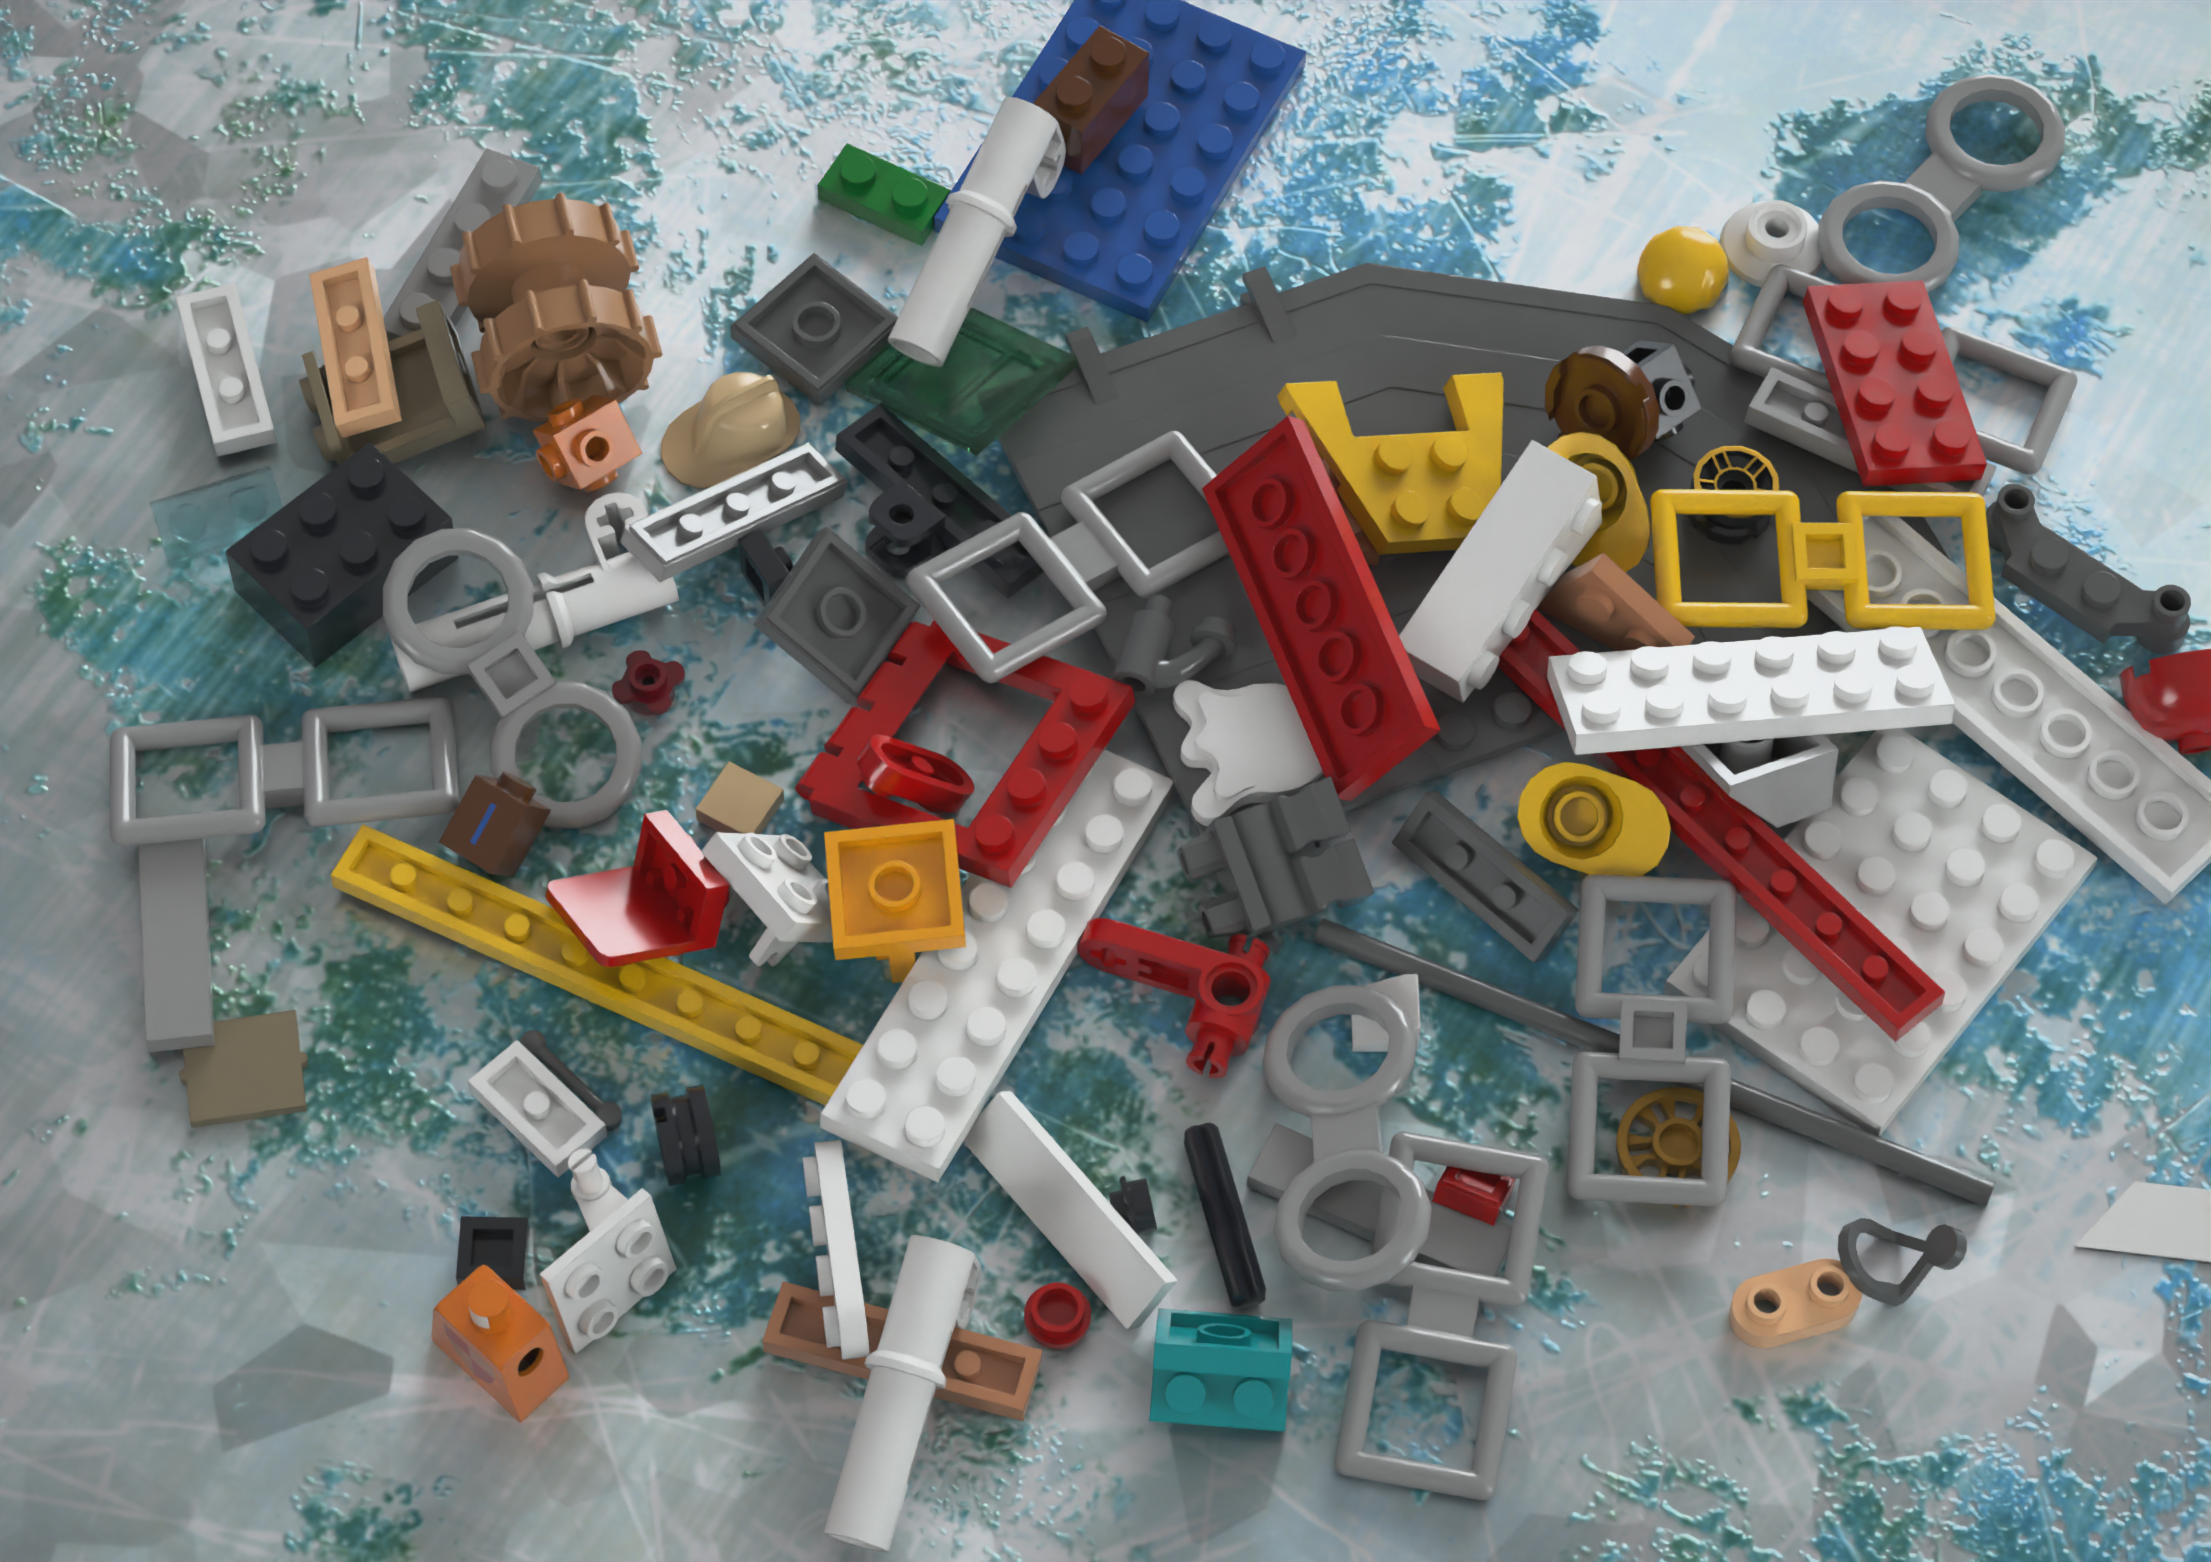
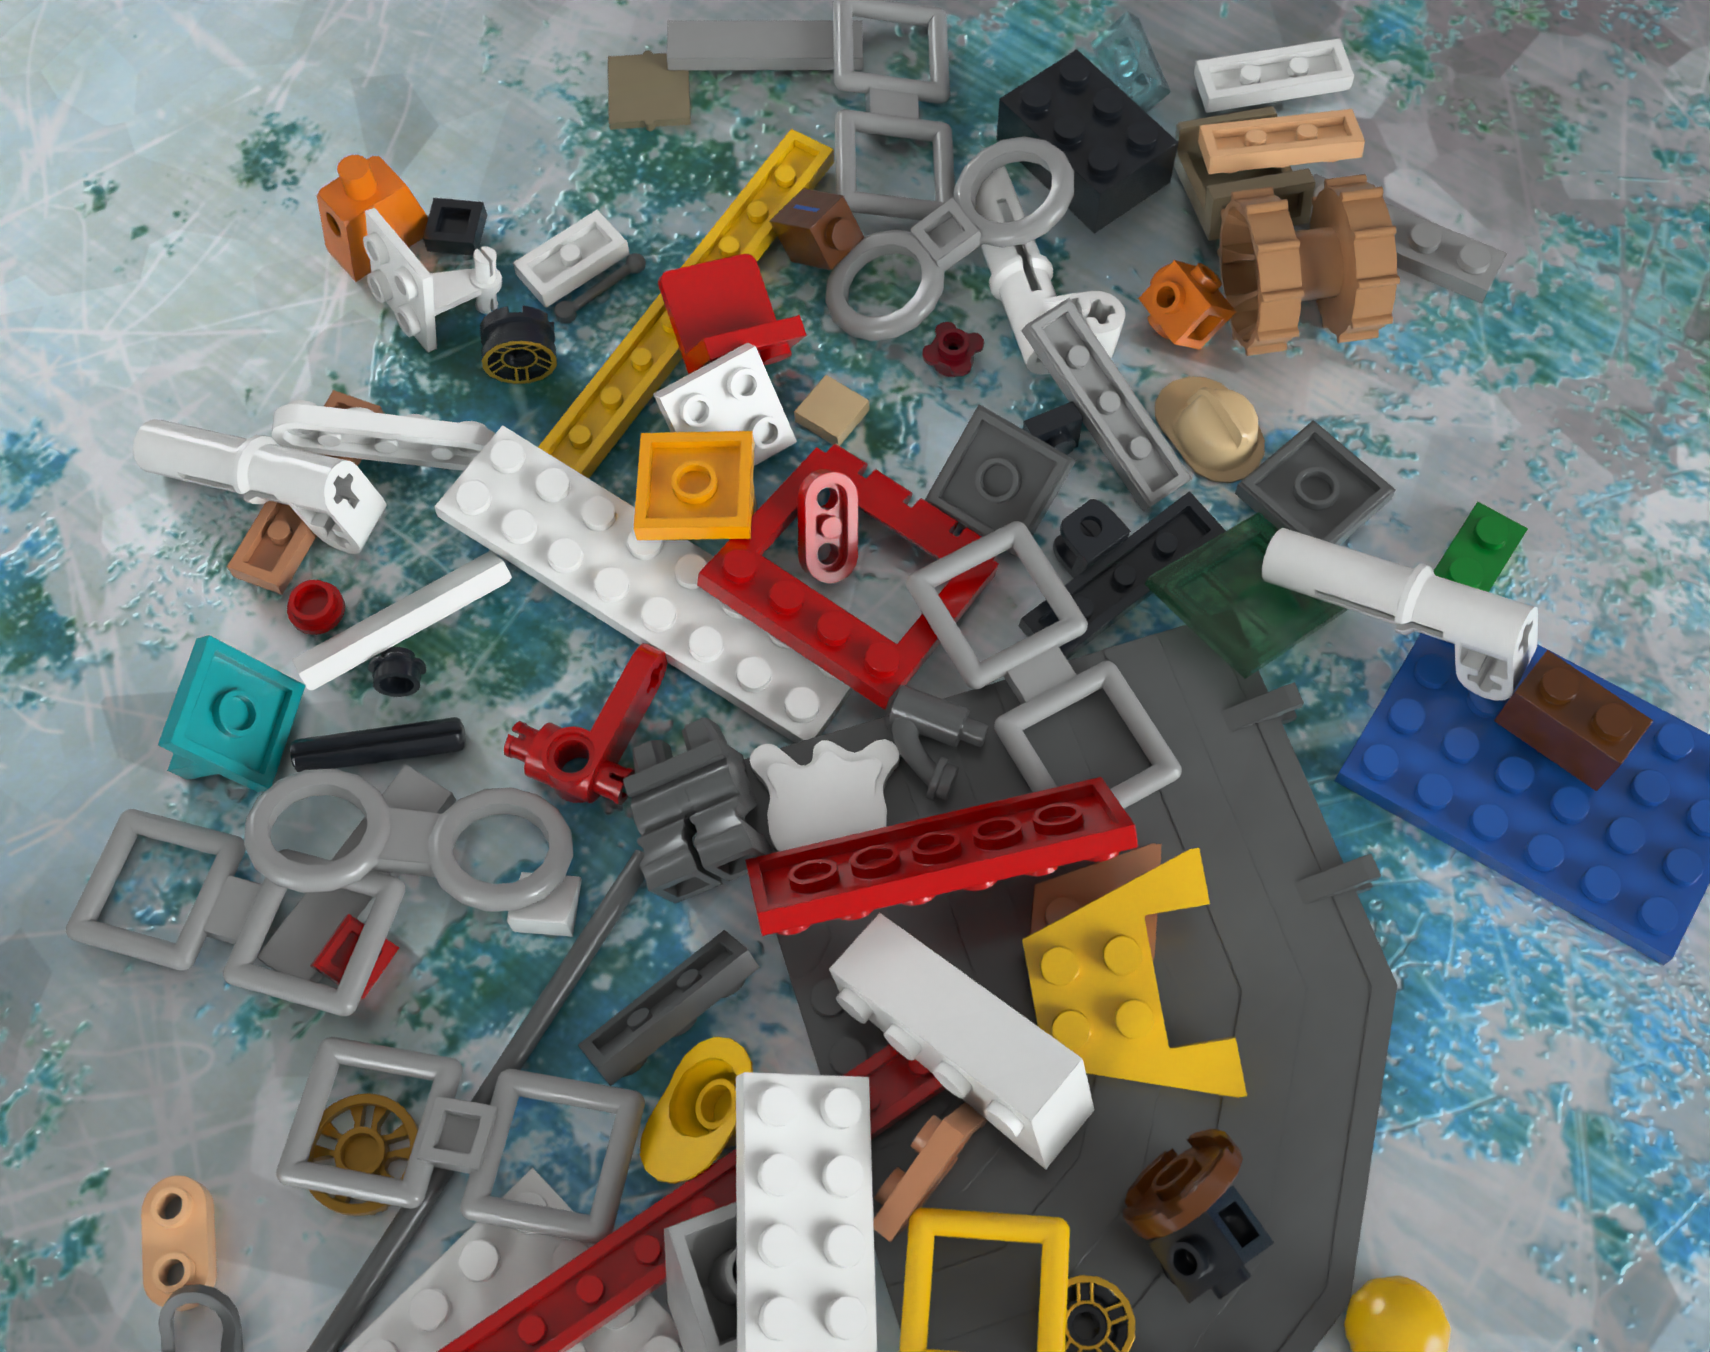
camera: 100 degrees right, 5 degrees up
(1625, 516) = (1087, 1176): yellow piece -> none

